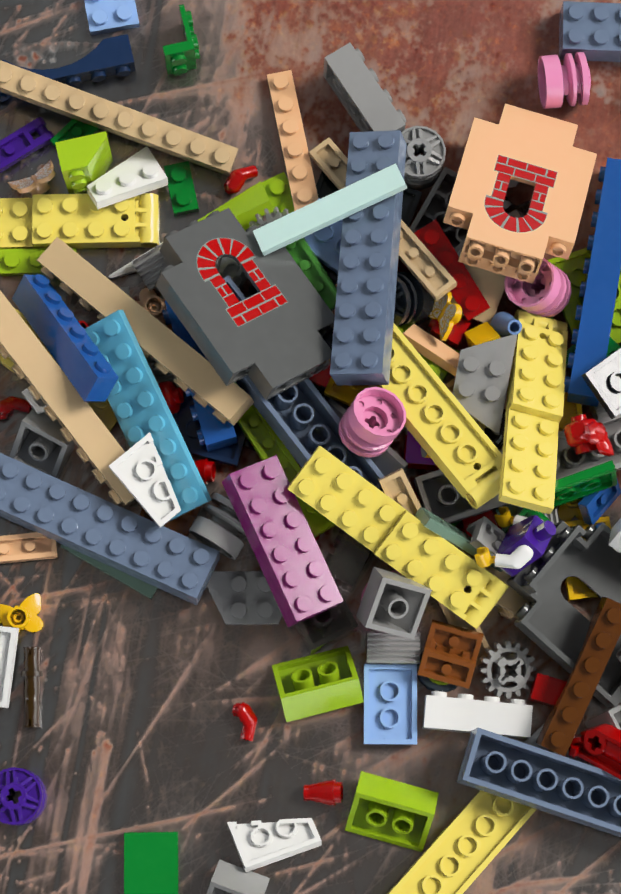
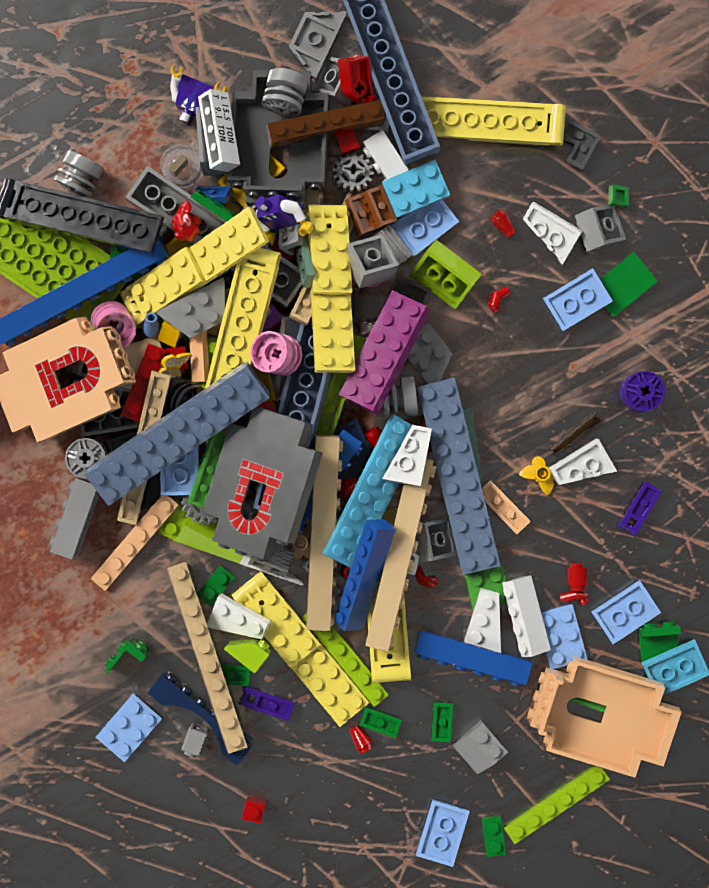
camera: 125 degrees left, 10 degrees up
(36, 183) = (280, 672): light nougat animal -> none
(40, 44) = (195, 740): none -> light grey brick
(174, 807) = (577, 299): none -> light blue plate
(238, 177) = (183, 556): red arm -> none
(330, 209) = (168, 477): light aqua tile -> none
(391, 811) = (483, 176): lime slope -> none
(436, 721) = (415, 188): none -> medium azure plate

